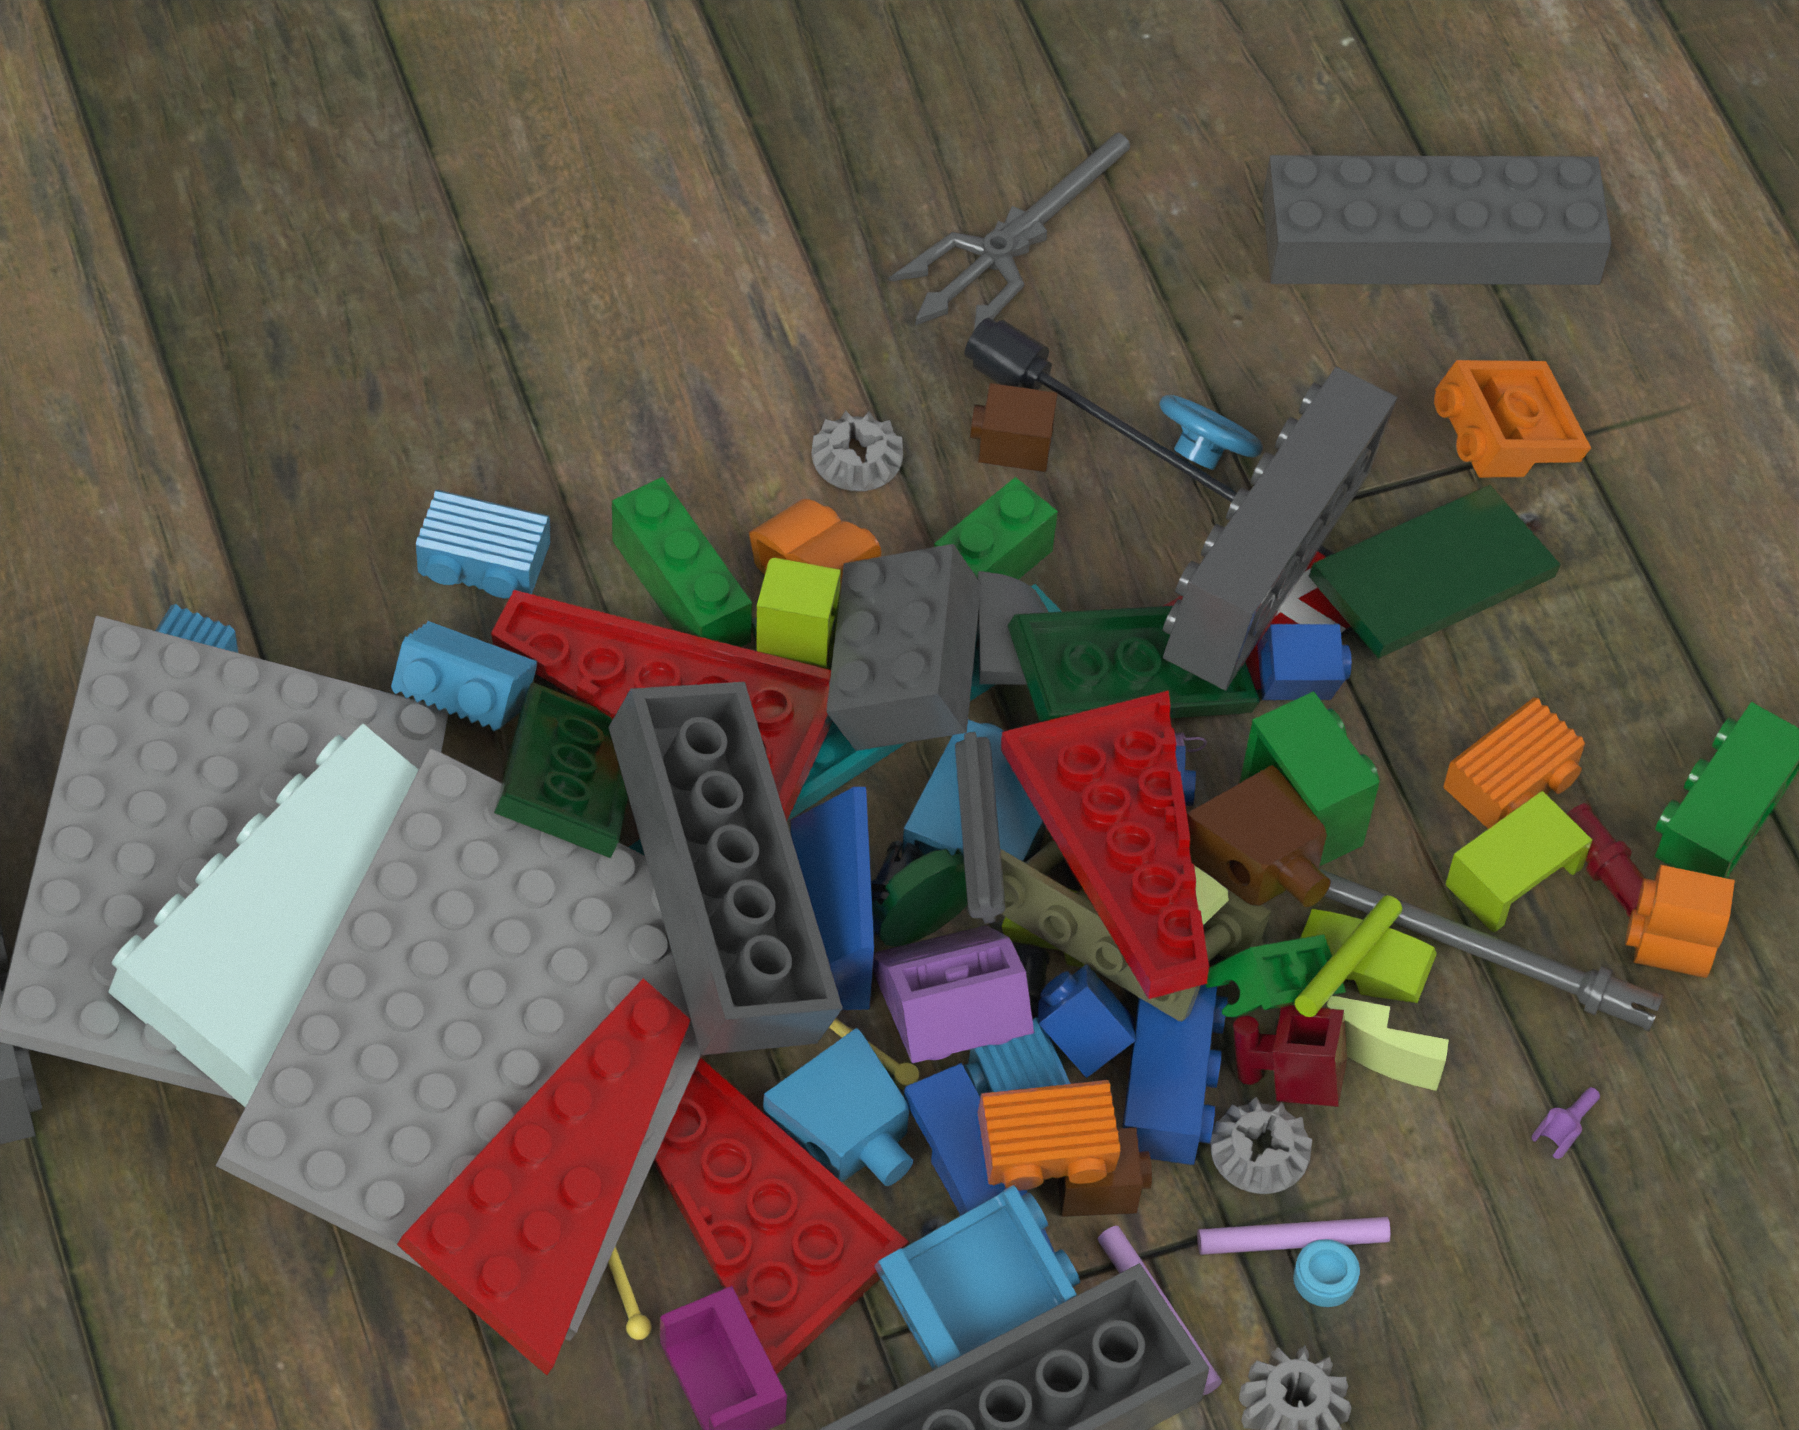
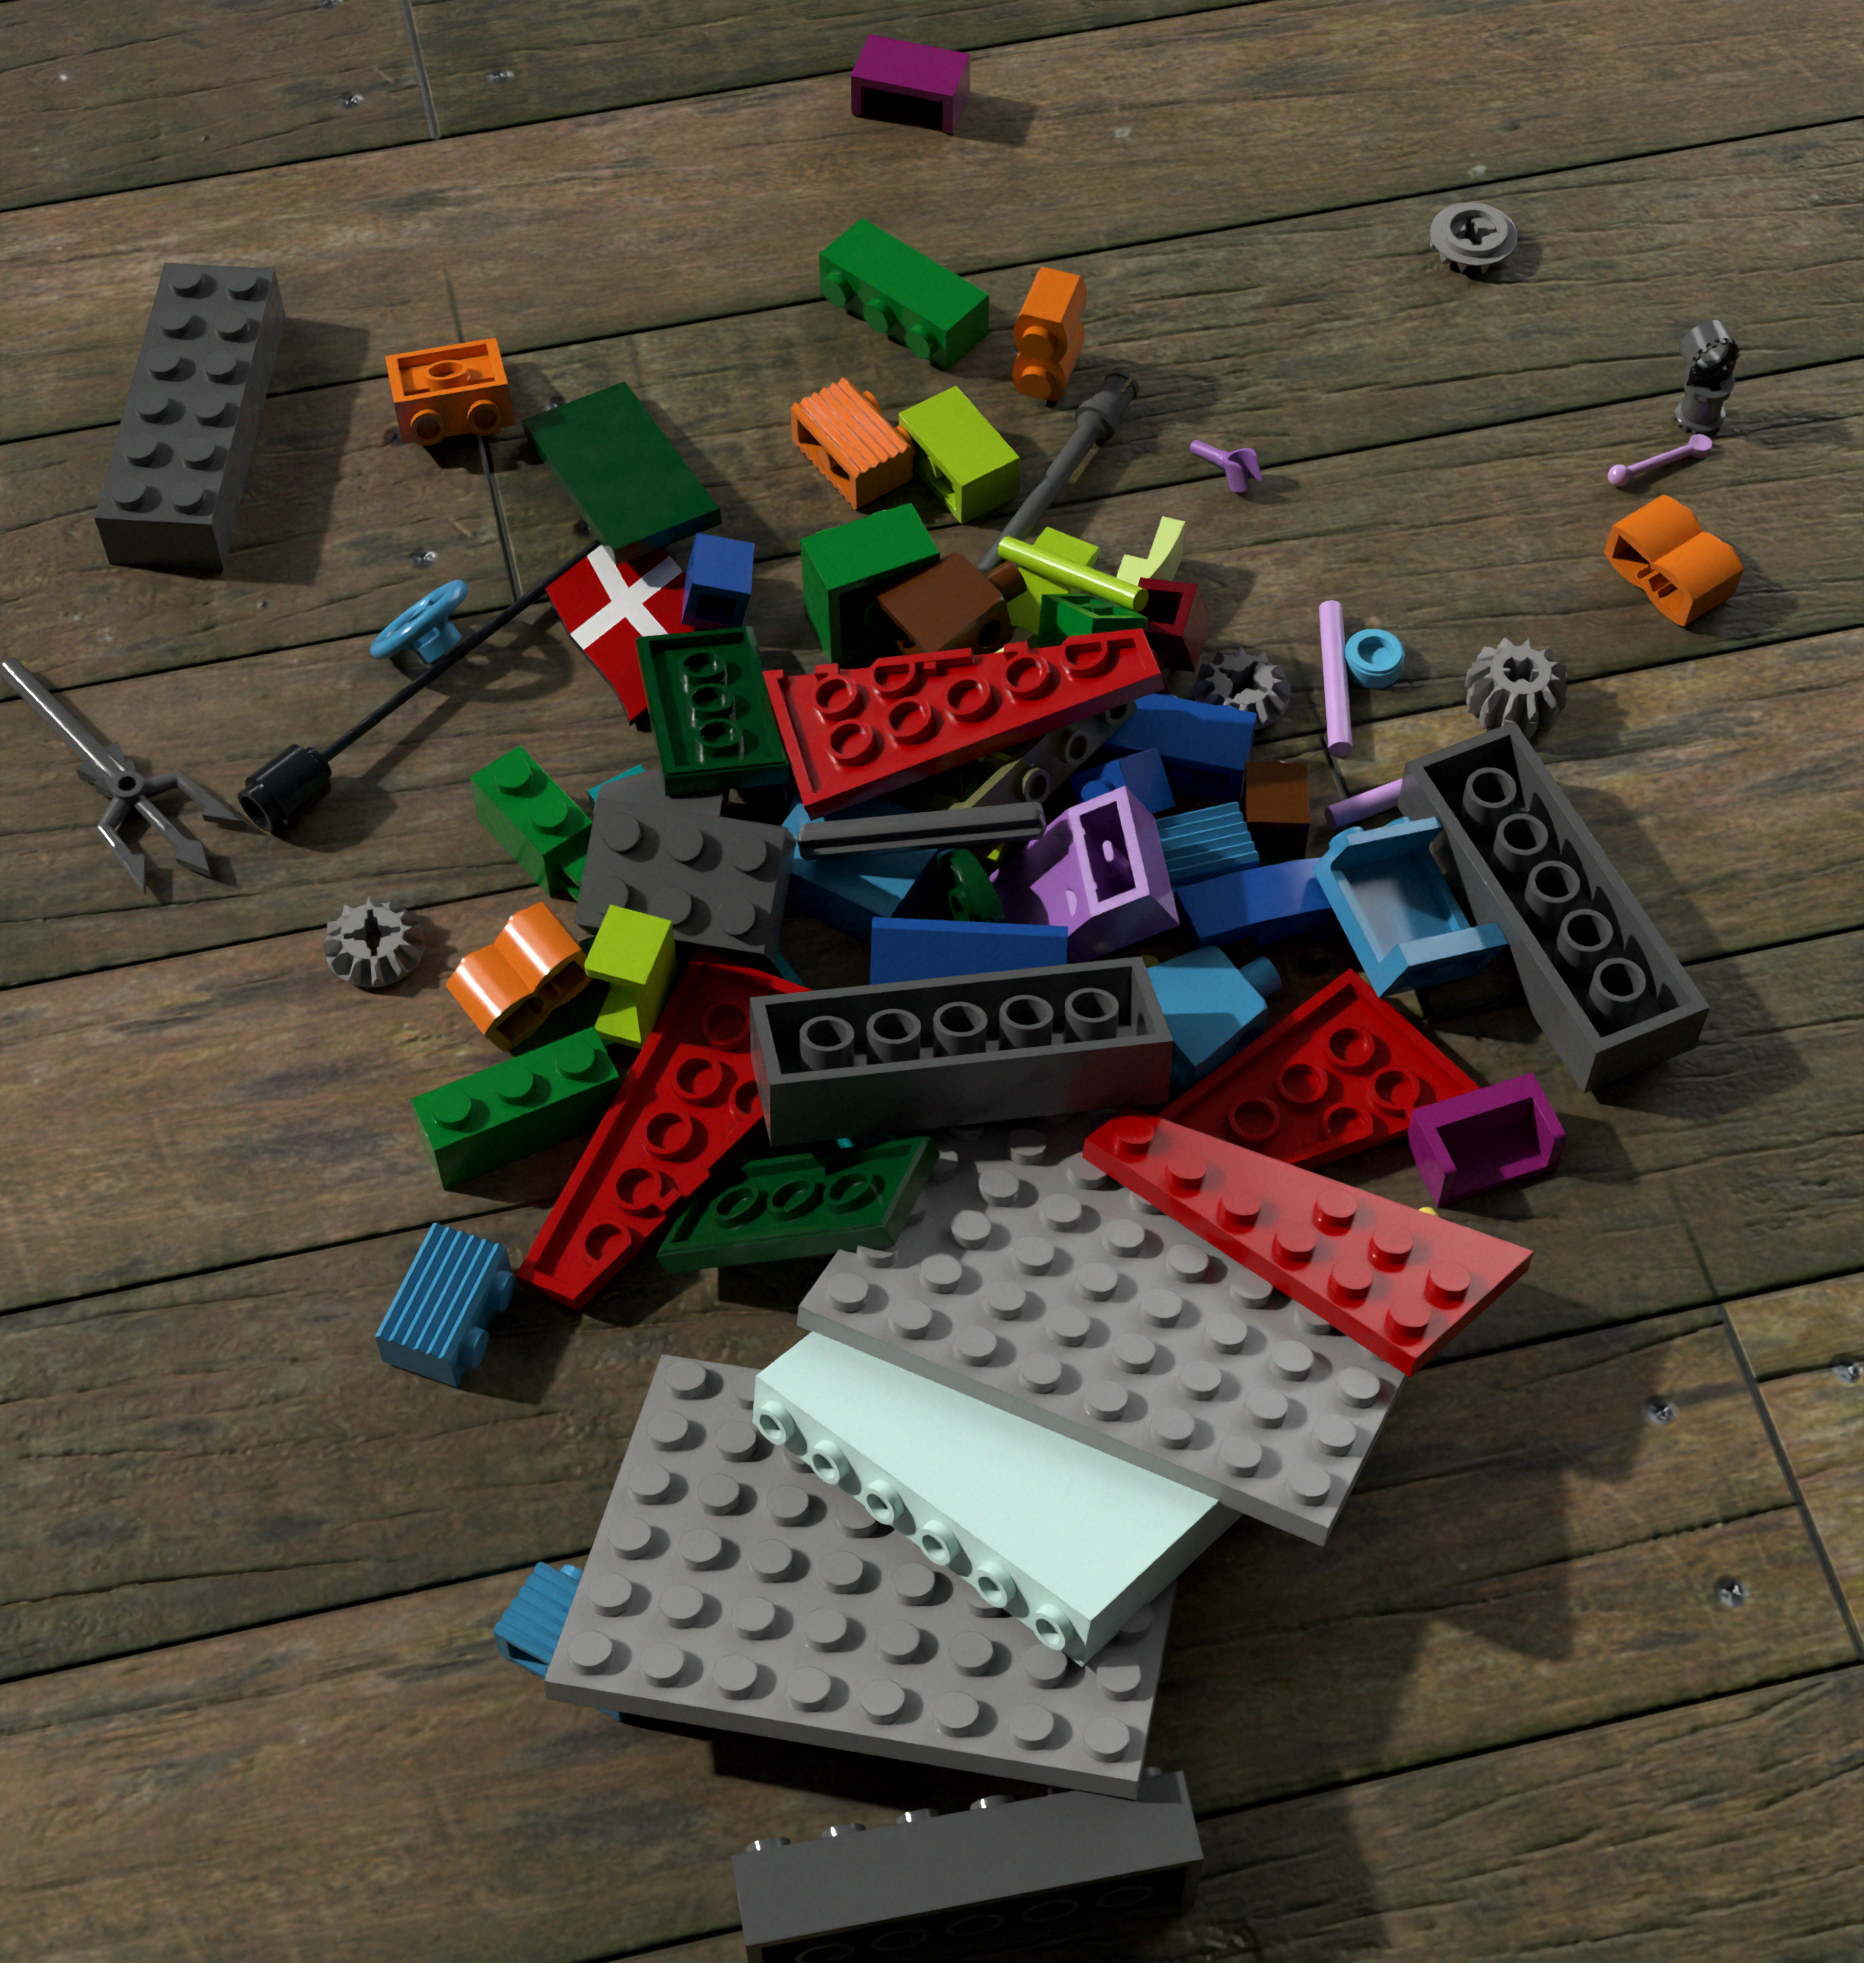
camera: 80 degrees left, 0 degrees up
(463, 675) = (634, 1324): dark azure brick -> none
(1015, 427) = (380, 789): reddish brown brick -> none
(1049, 1134) = (1271, 814): orange brick -> none
(1276, 527) = (585, 555): dark grey brick -> none
(1609, 859) = (978, 386): dark red pin -> none

